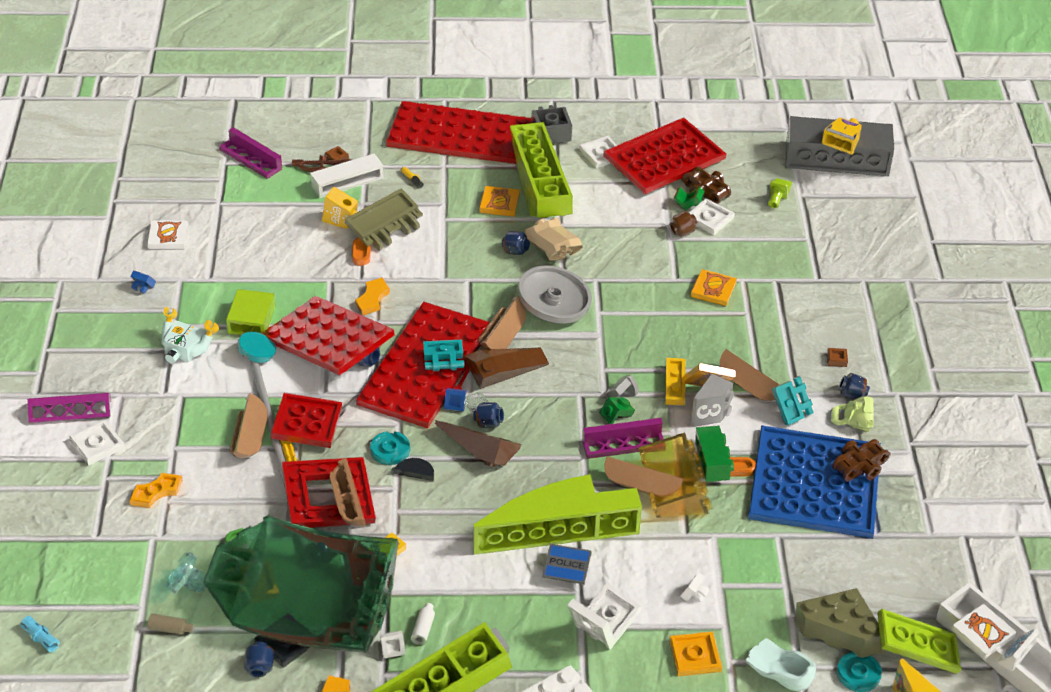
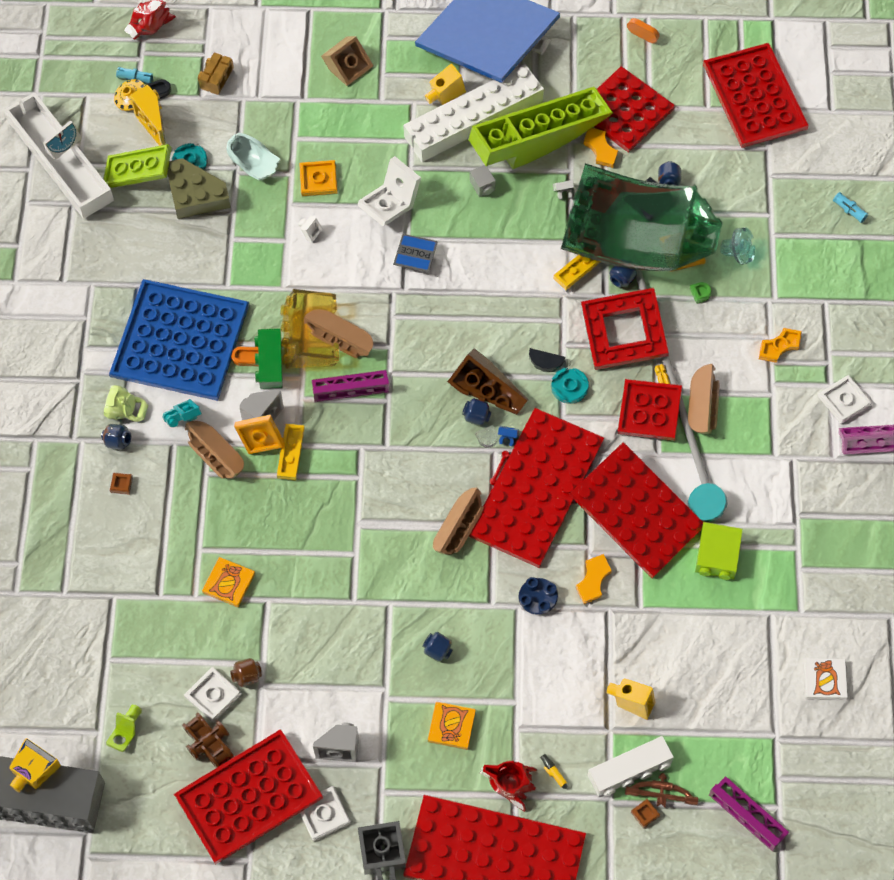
camera: 175 degrees left, 20 degrees up
(142, 279) = (839, 601): blue tile -> none
(169, 624) = (746, 211): dark tan cylinder -> none
(183, 340) = (781, 512): light aqua torso -> none
(346, 495) = (605, 305): medium nougat brick -> none
(360, 253) = (608, 648): orange tile -> none
(385, 218) = (584, 682): olive hinge -> none
(423, 624) = (538, 205): white cylinder -> none
(424, 281) = (538, 595): none -> dark blue dish
(441, 351) = (519, 481): teal plate -> none
(447, 163) = (510, 780): none -> red piece
(498, 365) = (463, 471): reddish brown wedge -> none
(540, 172) = (403, 740): lime slope -> none
(553, 239) = (395, 636): tan brick -> none
(554, 294) = (401, 560): light grey dish -> none
(559, 515) = (418, 290): lime slope -> none
(596, 175) = (338, 743): none -> light grey slope
(616, 407) = (351, 419): green bracket -> none
(624, 383) = (344, 443): light grey tile -> none
(688, 200) = (232, 715): green bracket -> none
(861, 460) = (136, 345): reddish brown axle -> none
(984, 631) = (84, 160): white tile -> none

